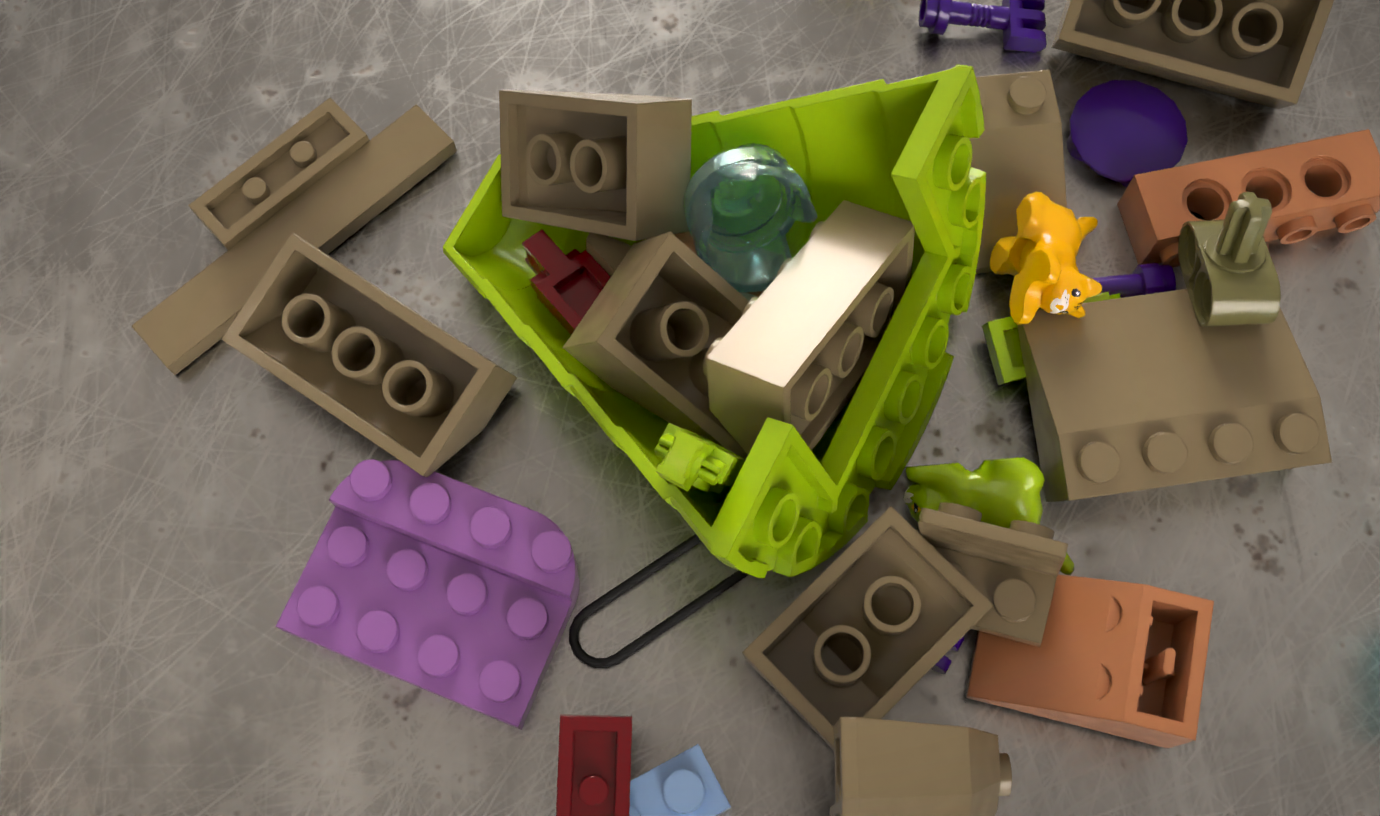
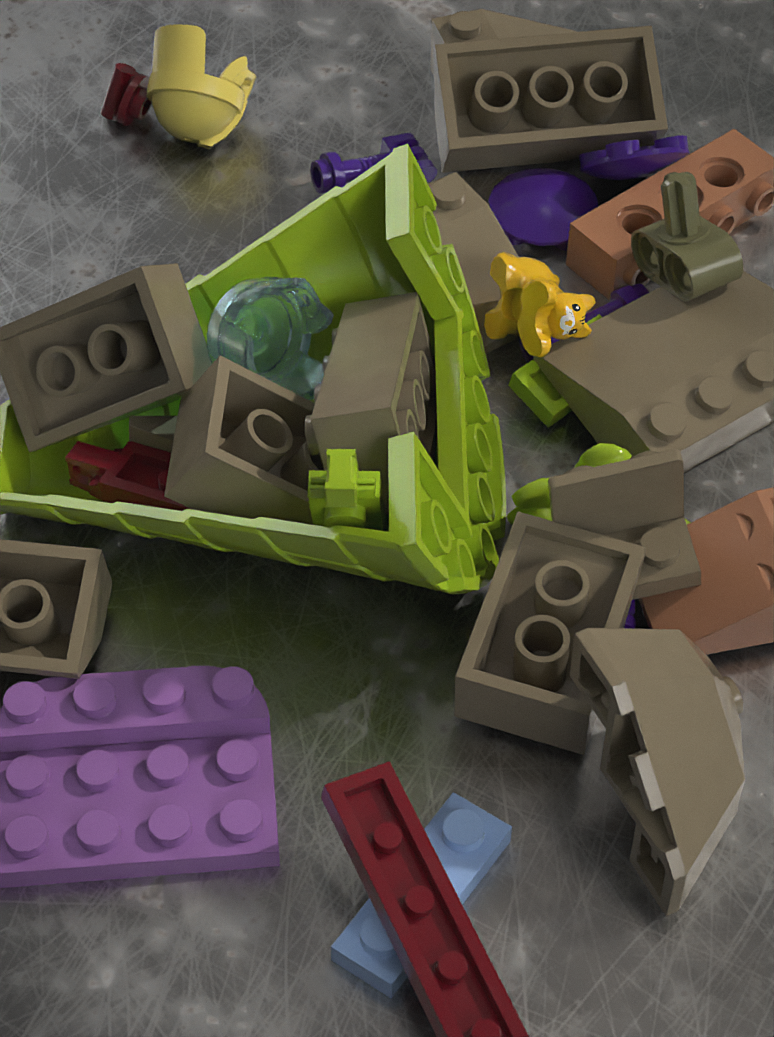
camera: 30 degrees left, 20 degrees down
(657, 630) = (372, 713): black piece -> none
(1249, 125) = (630, 162): none -> dark purple dish

